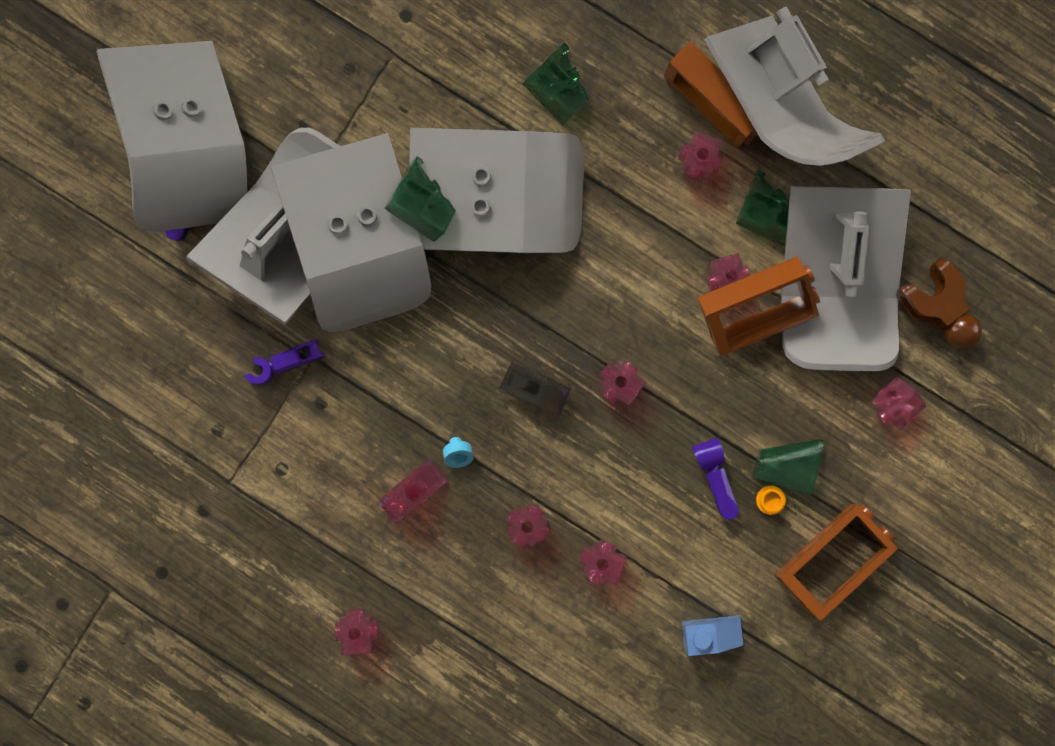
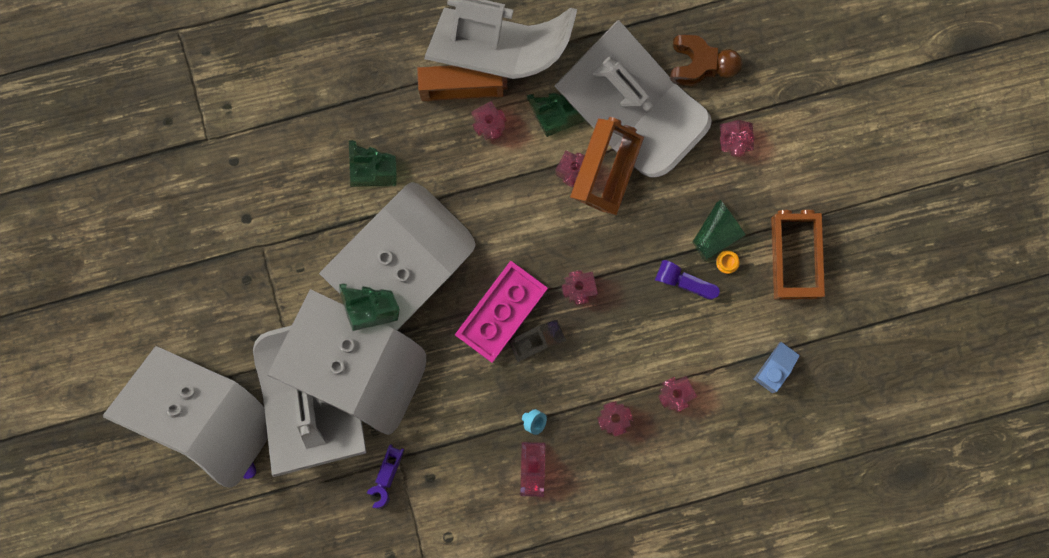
camera: 45 degrees left, 5 degrees down
(532, 330) = (501, 311): none -> dark pink plate

